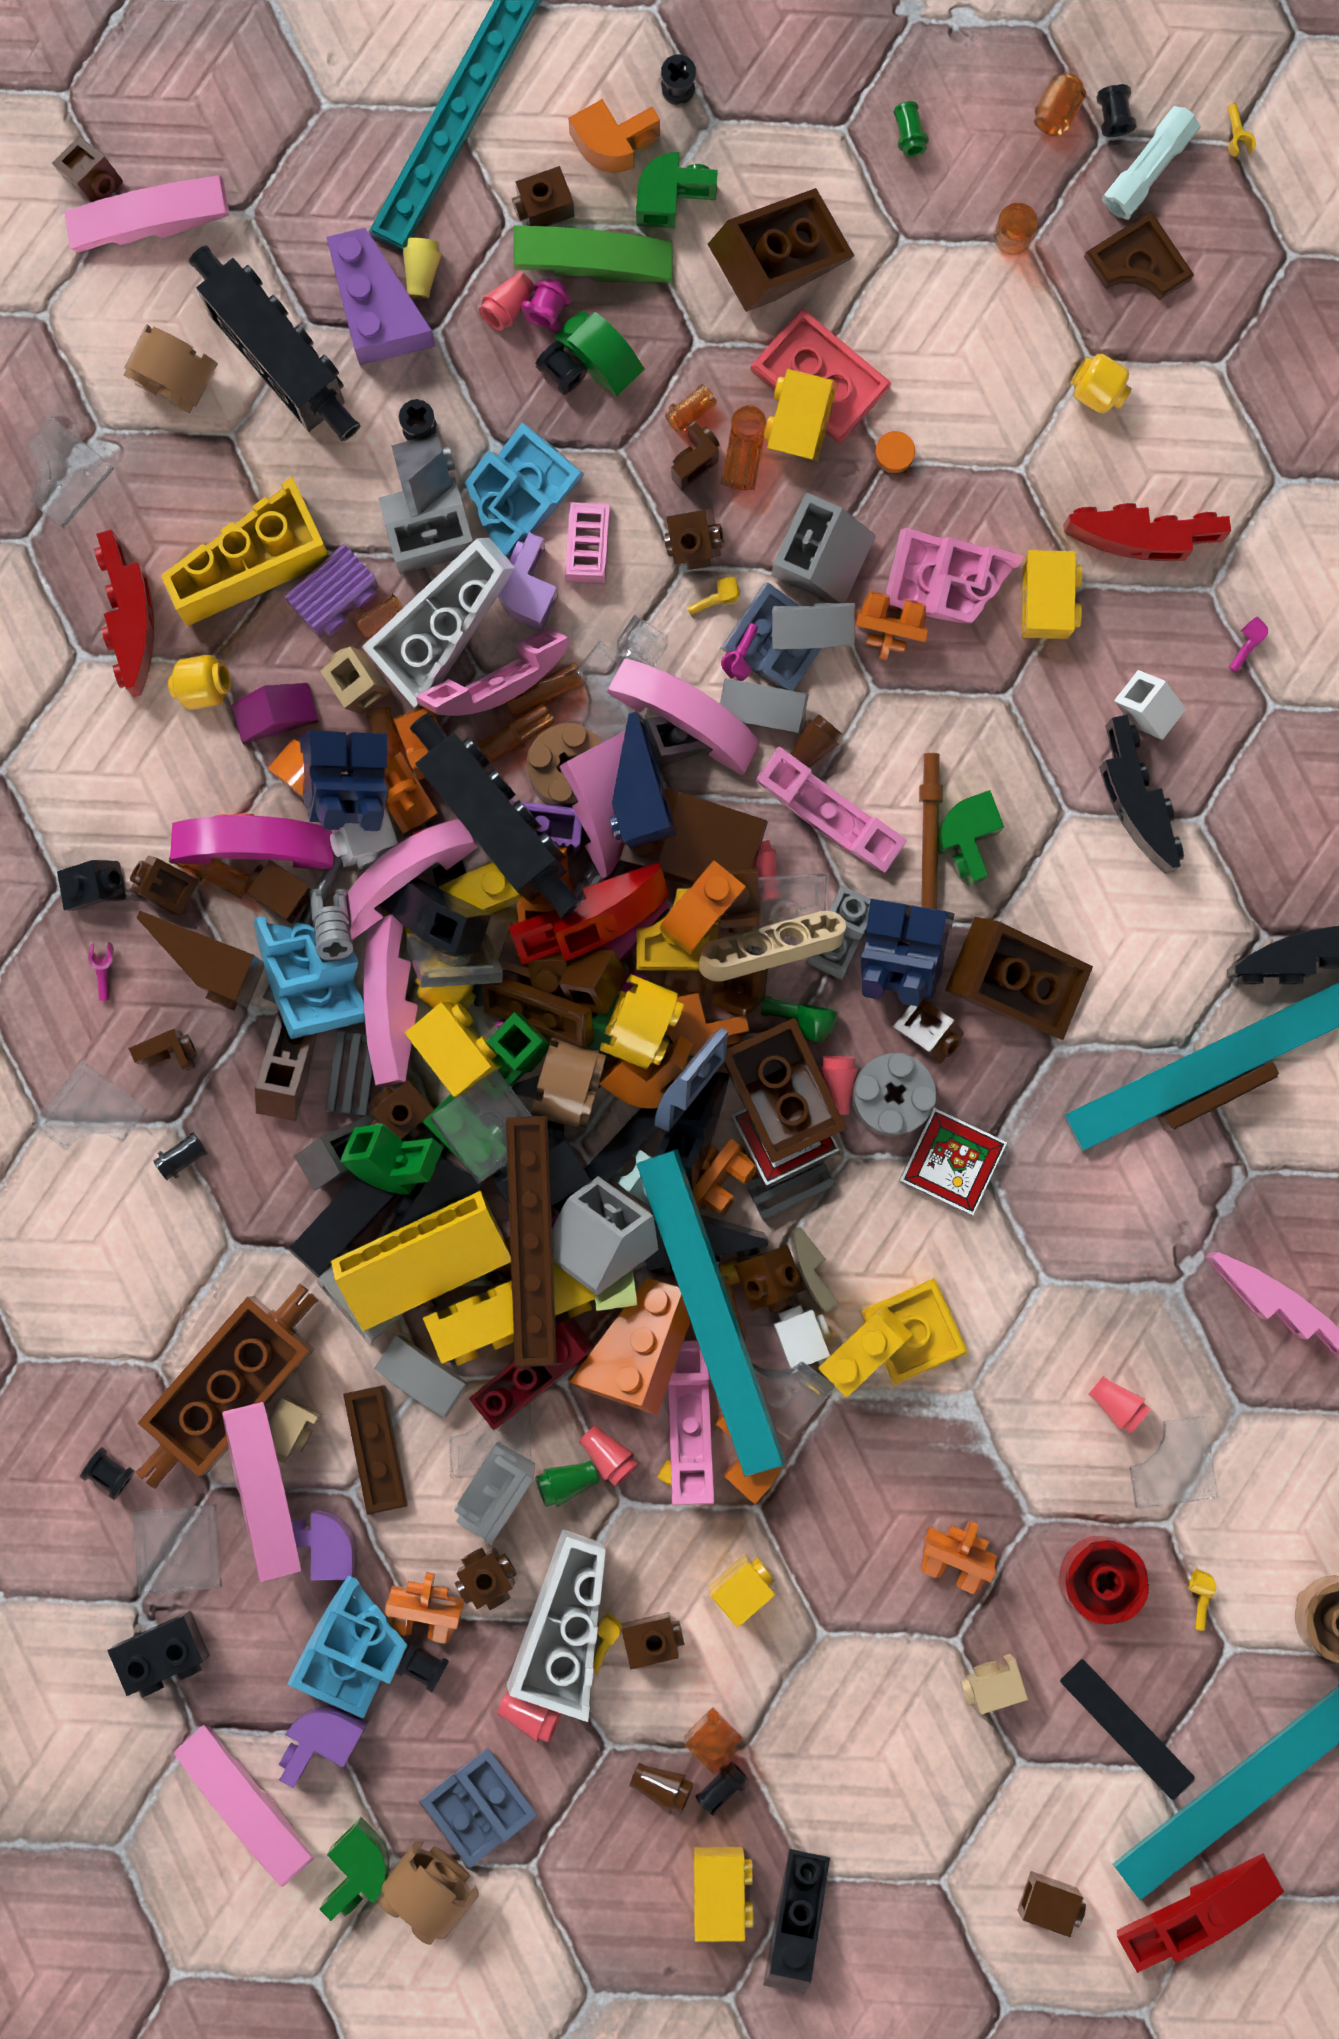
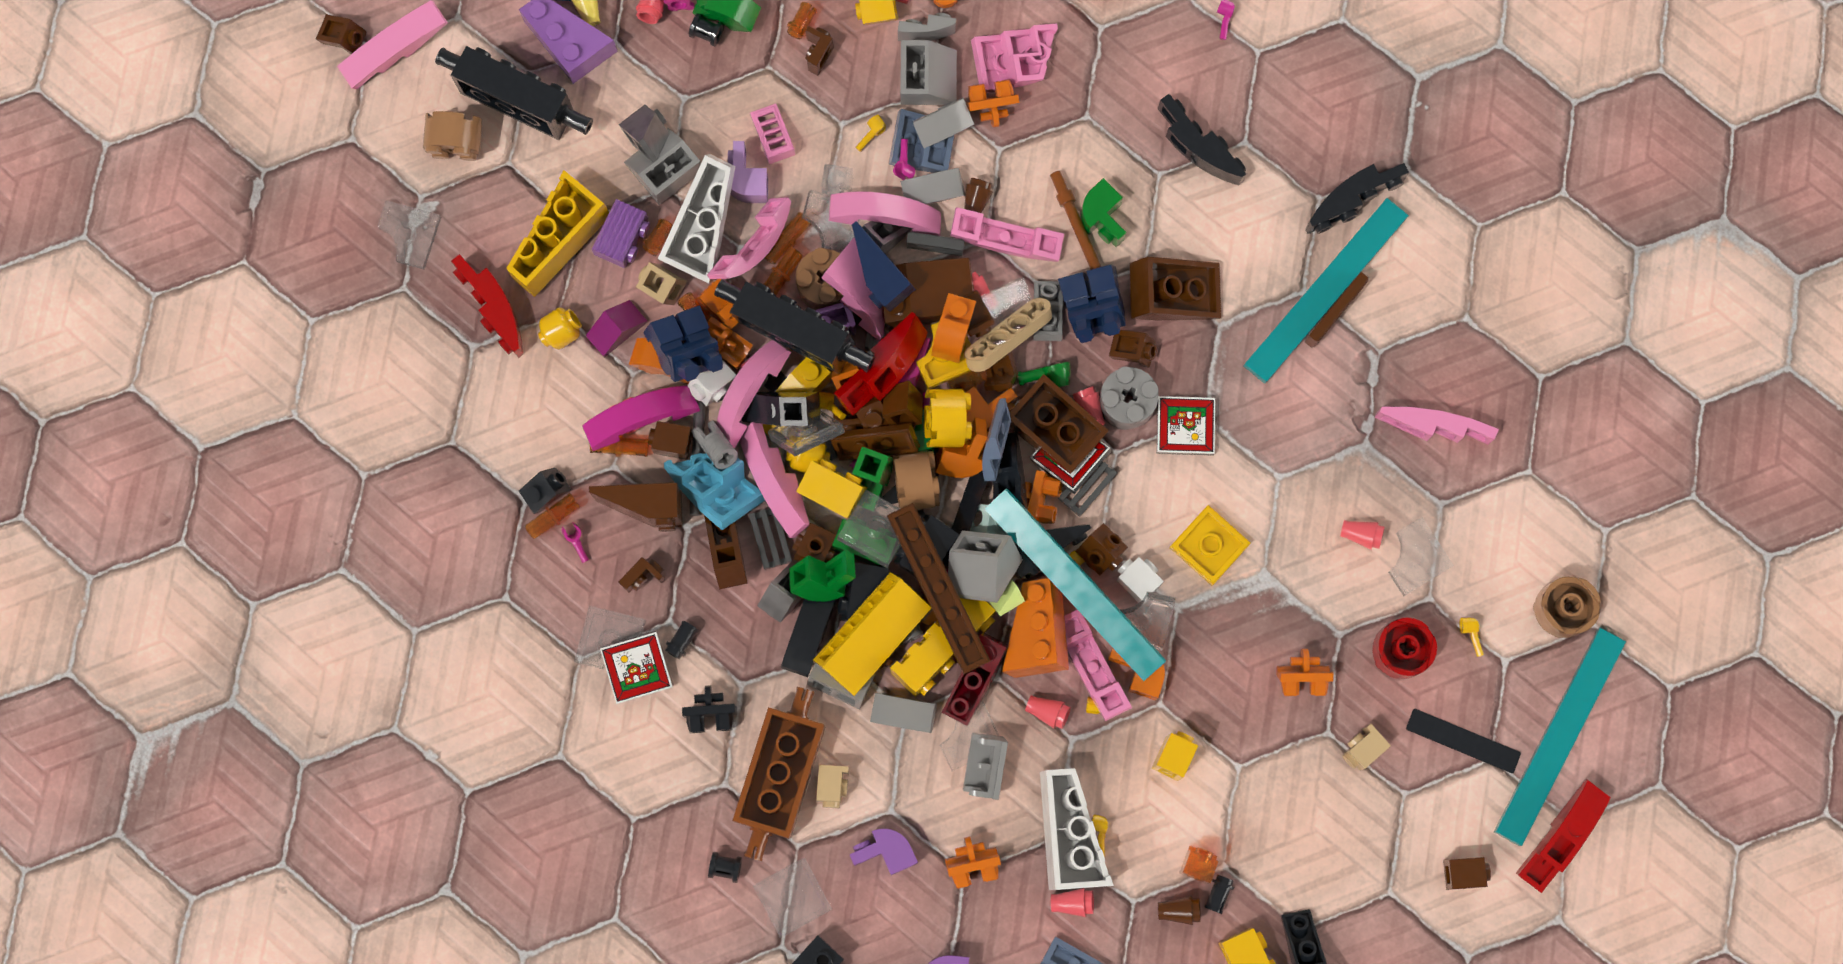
camera: 20 degrees left, 5 degrees down
(85, 923) = (551, 516): none -> clear orange axle
(106, 1167) = (636, 667): none -> tile
(162, 884) = (592, 468): reddish brown bracket -> none
(191, 1276) = (696, 715): none -> black hips
(261, 1491) = (834, 829): bright pink slope -> none
(349, 1652) = (936, 912): medium azure slope -> none
(375, 1449) = (894, 775): reddish brown tile -> none
(420, 411) = (625, 95): black bush -> none
(422, 1666) = (988, 901): black bush -> none
(490, 1563) = (999, 835): reddish brown brick -> none
(499, 928) = (827, 402): none -> yellow hand
(520, 487) = (713, 116): medium azure slope -> none
(565, 1482) = (1026, 742): green cone -> none
(652, 1640) = (1130, 817): reddish brown brick -> none
(680, 538) = (831, 100): reddish brown brick -> none
(733, 781) = (935, 243): none -> dark grey tile
(743, 450) = (848, 32): clear orange piece -> none
(807, 1259) = (1119, 523): dark tan slope -> none
(862, 494) = (937, 27): none -> light grey slope
(865, 1351) = (1185, 568): yellow brick -> none
(1049, 594) = (1085, 40): yellow brick -> none
(1150, 704) = (1180, 81): white brick -> none

